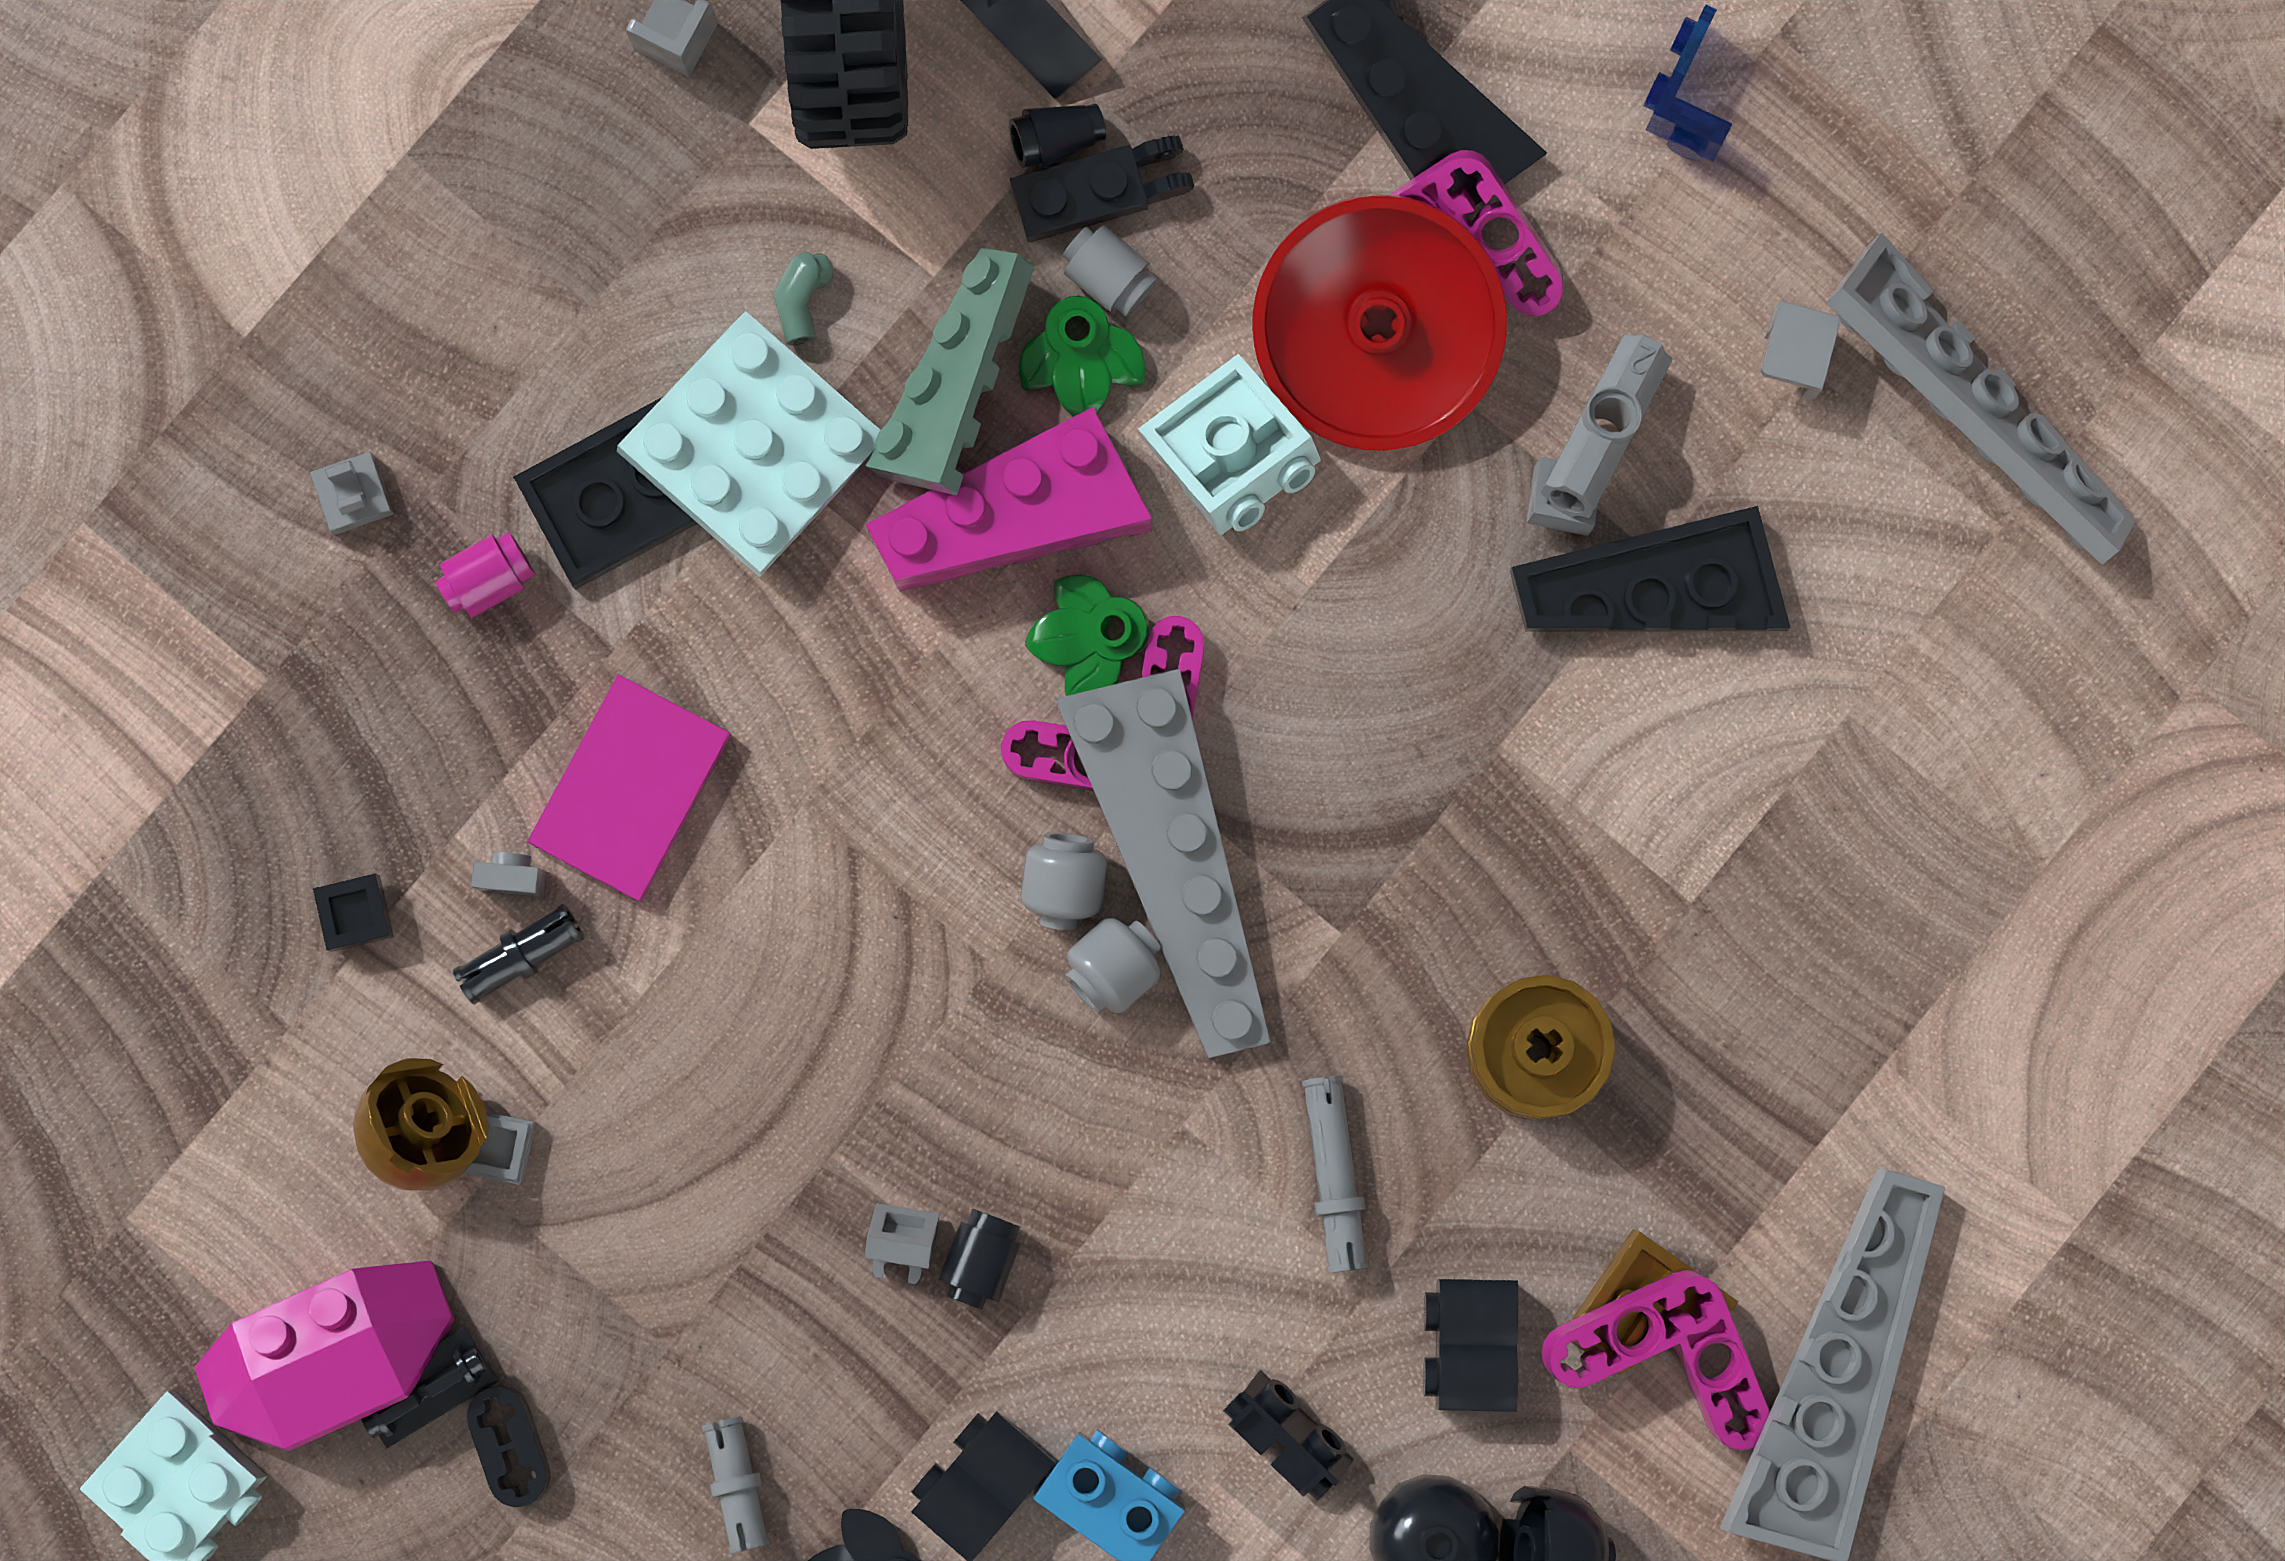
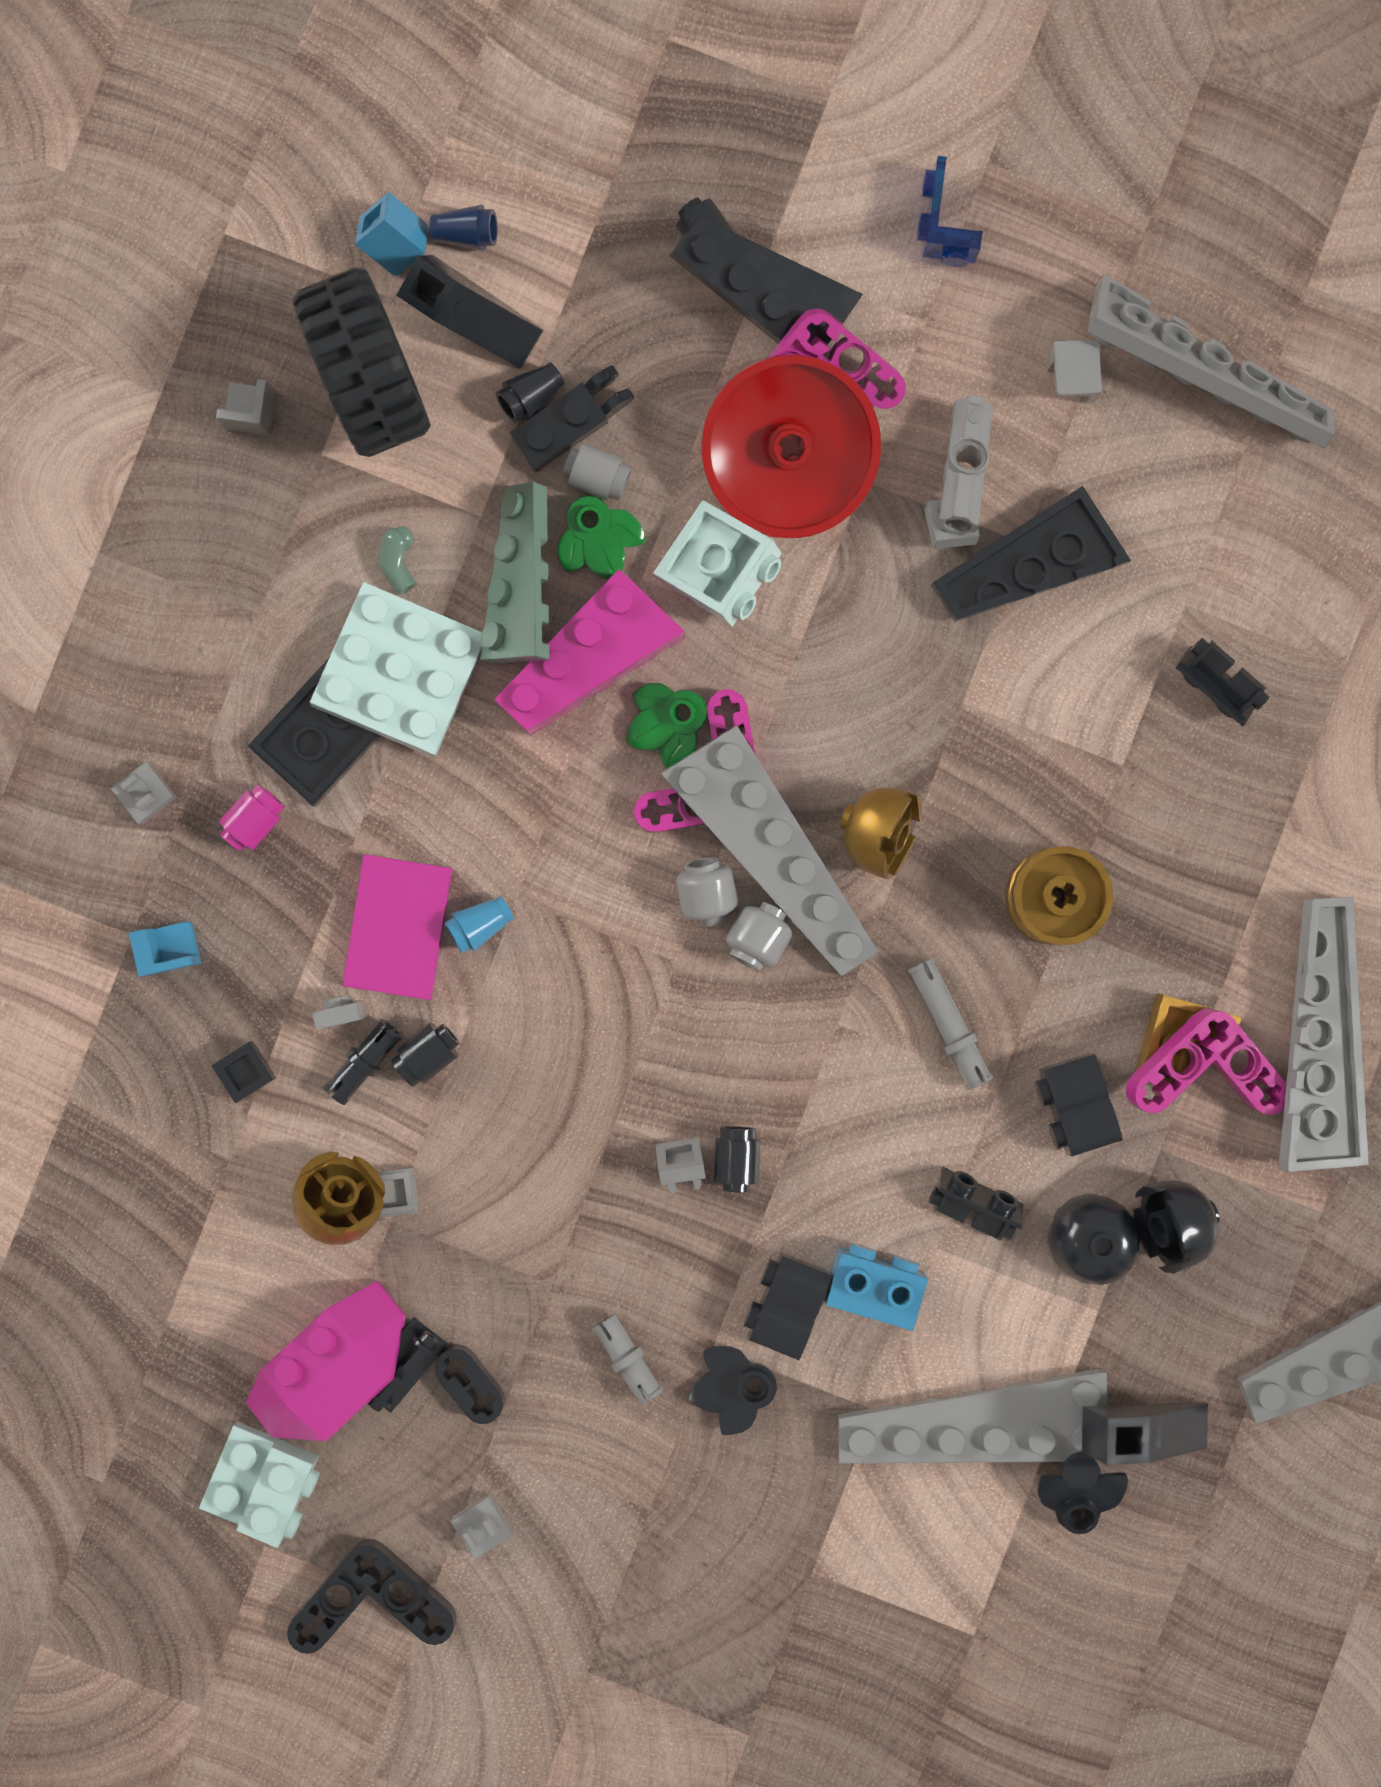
camera: 20 degrees left, 5 degrees up
(306, 711) = (165, 949): none -> dark azure panel
(607, 972) = (426, 1054): none -> black brick
(738, 820) = (478, 923): none -> dark azure cone
(1327, 874) = (880, 829): none -> pearl gold cylinder
(1870, 857) = (1235, 696): none -> black hinge

